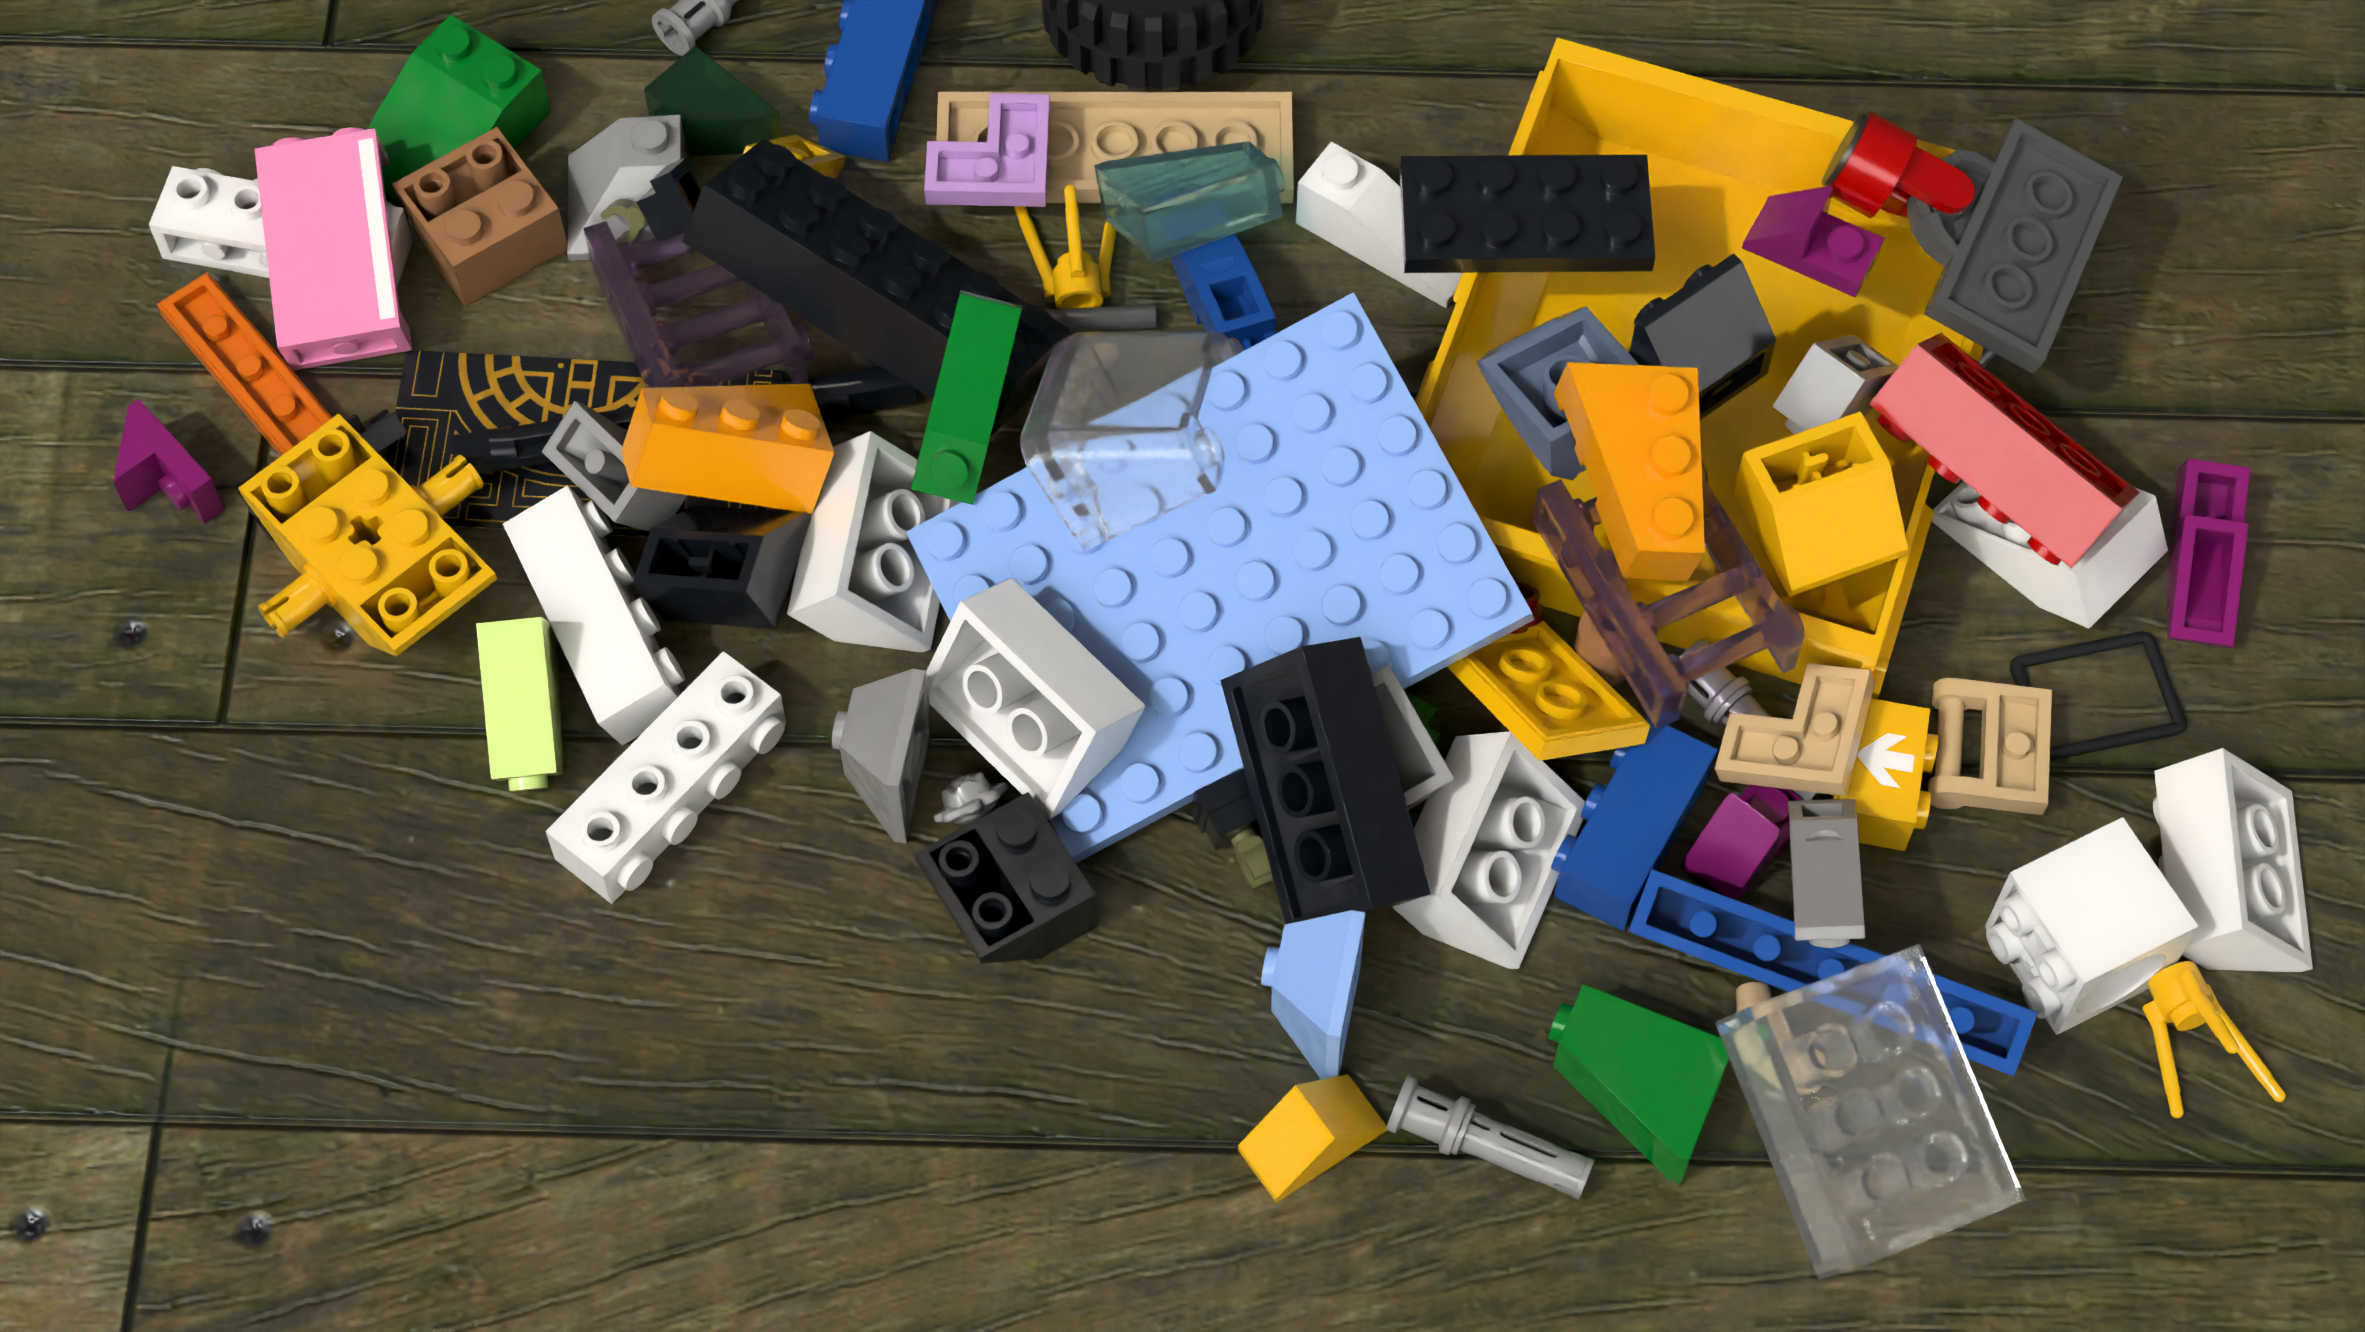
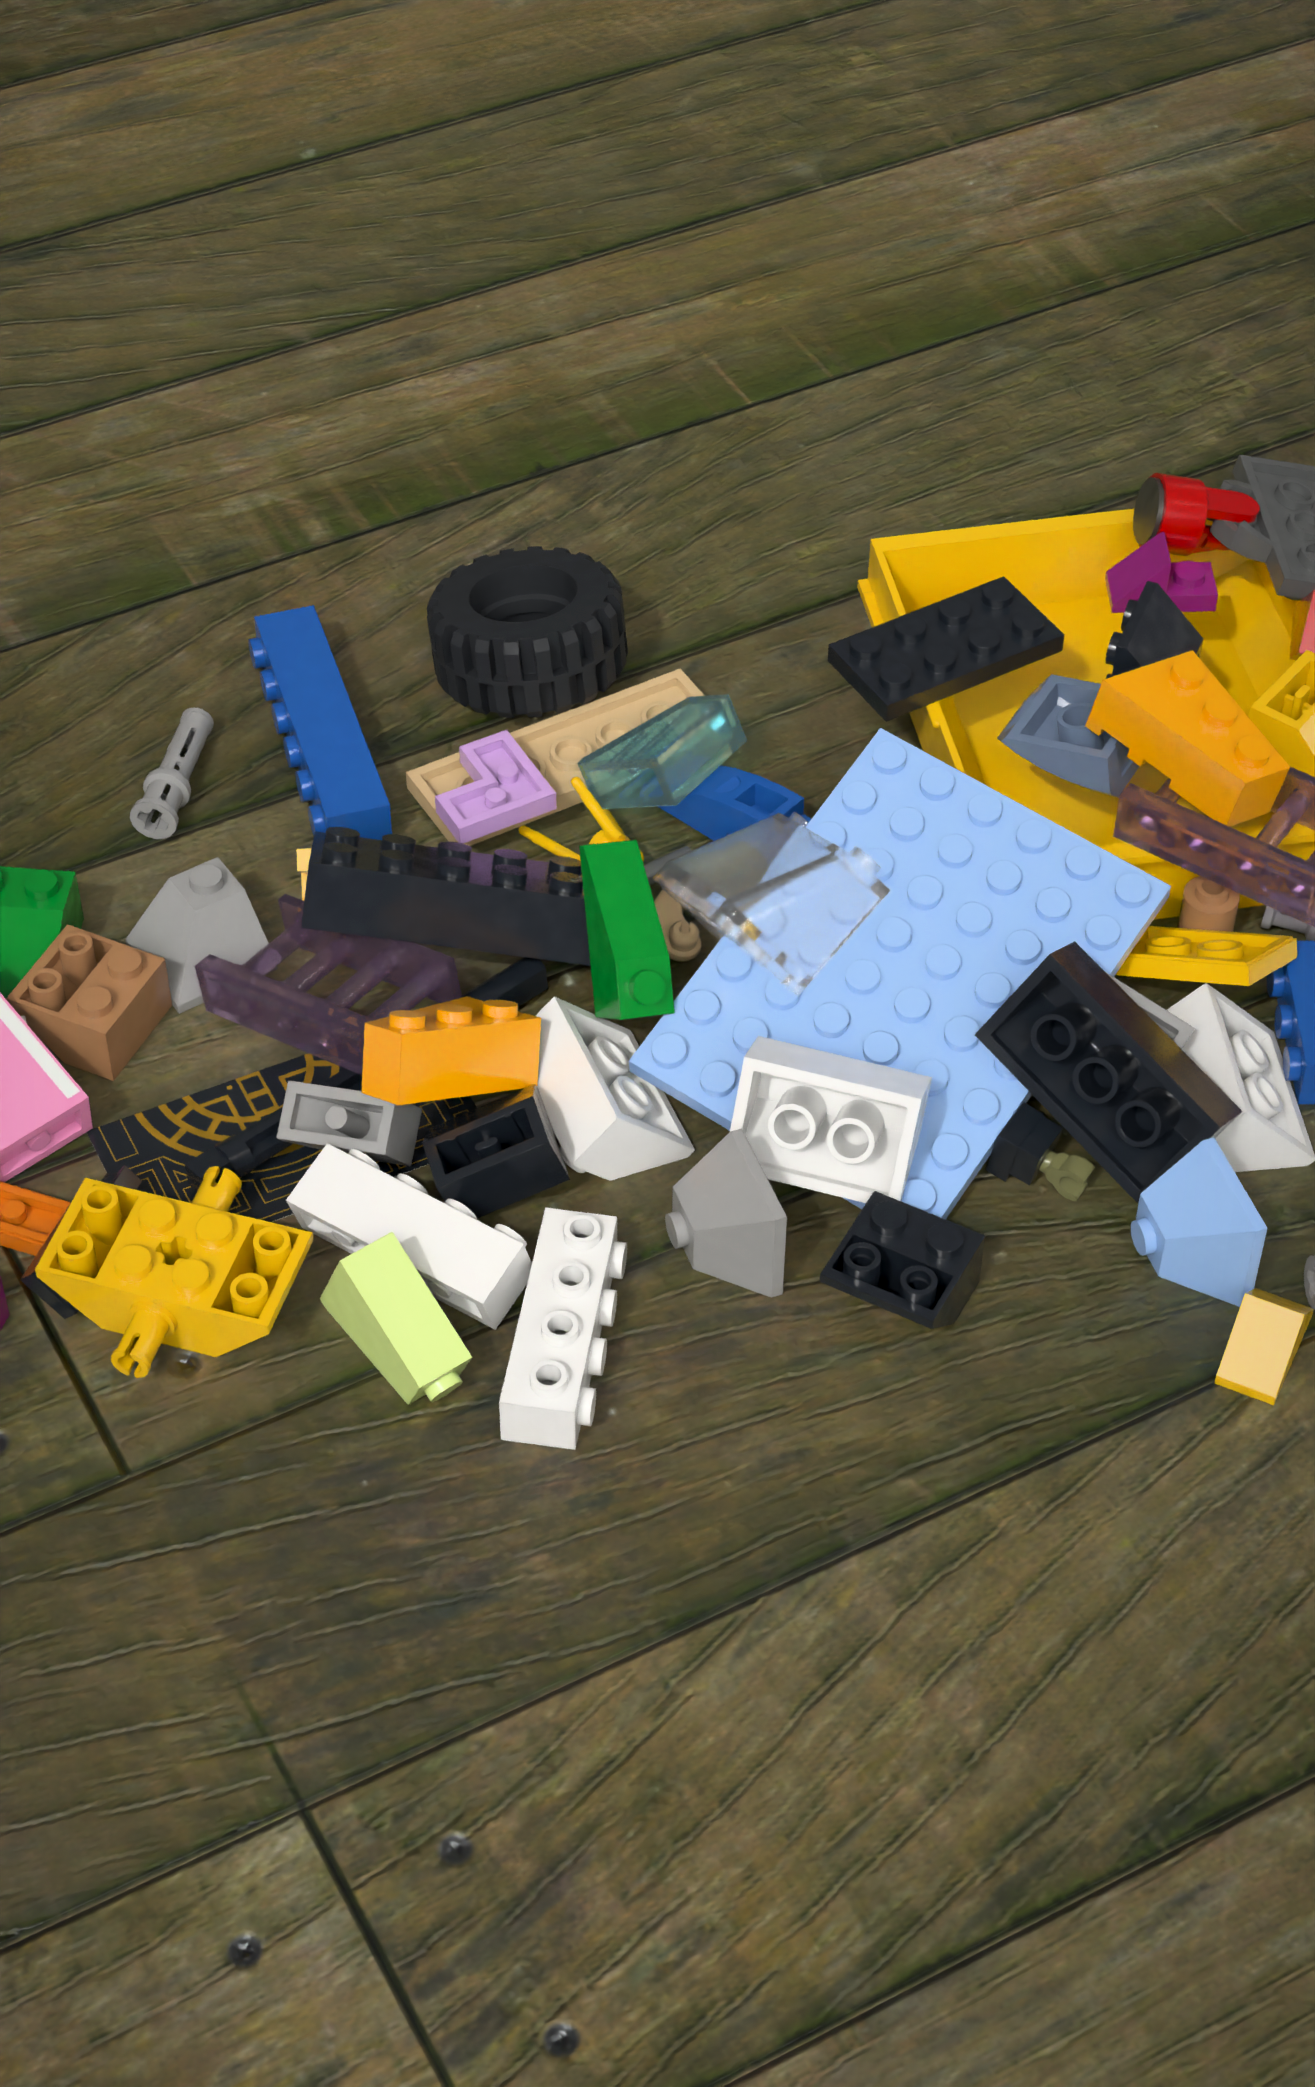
camera: 30 degrees left, 15 degrees down
(664, 207) = (255, 920): black piece -> none
(714, 106) = (250, 849): clear green slope -> none
(969, 799) = (818, 1232): light grey plant -> none
(1362, 214) = (805, 723): white slope -> none
(1833, 382) = (1260, 657): light grey slope -> none

